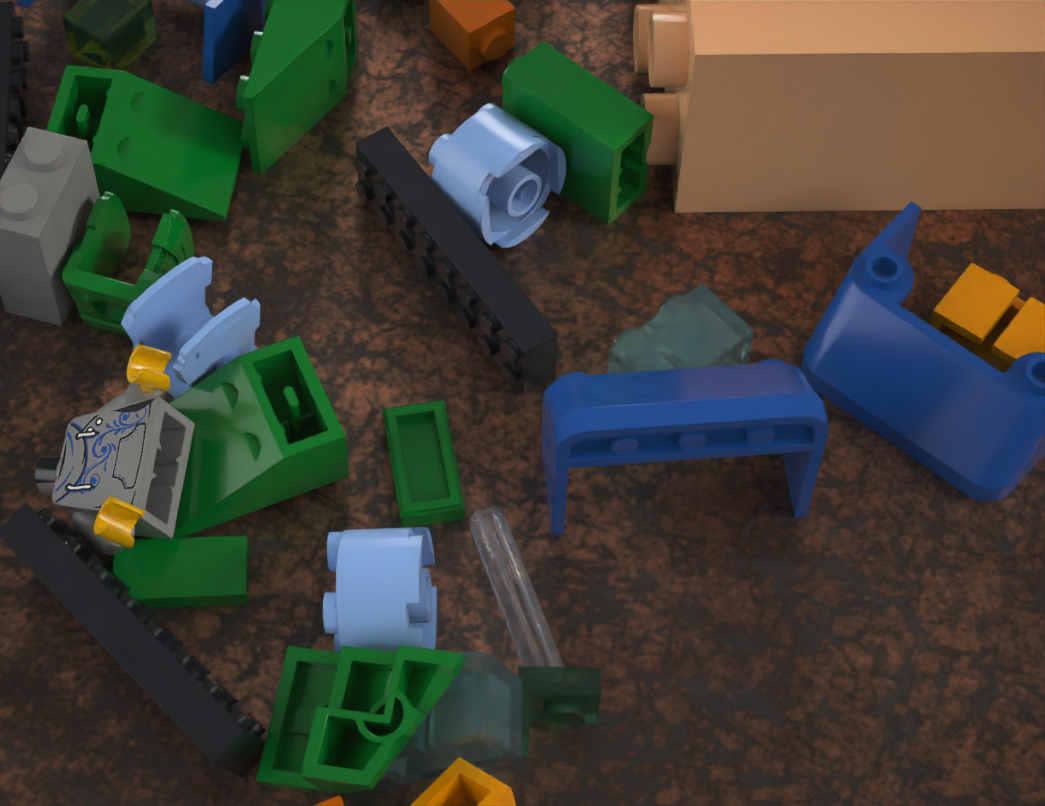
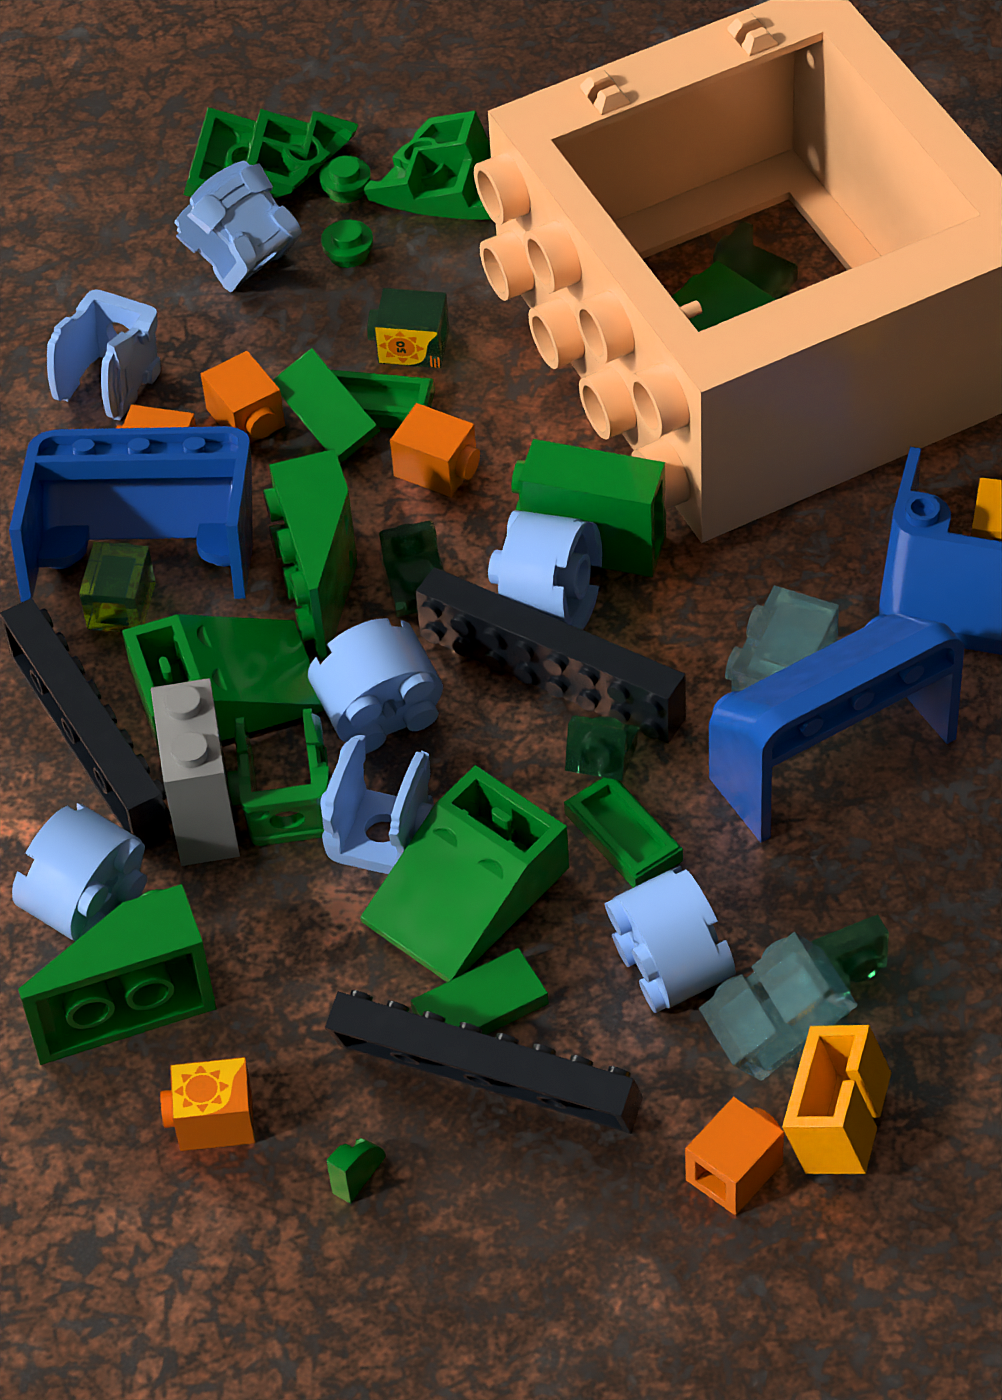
camera: 20 degrees left, 5 degrees down
(124, 462) = (387, 928): light grey torso -> none
(270, 215) = (376, 682): none -> light blue brick
(349, 714) = (705, 1034): green slope -> none
(389, 103) = (407, 559): none -> clear green bracket
(446, 369) = (600, 746): none -> clear green bracket
(513, 589) = (757, 890): clear axle -> none

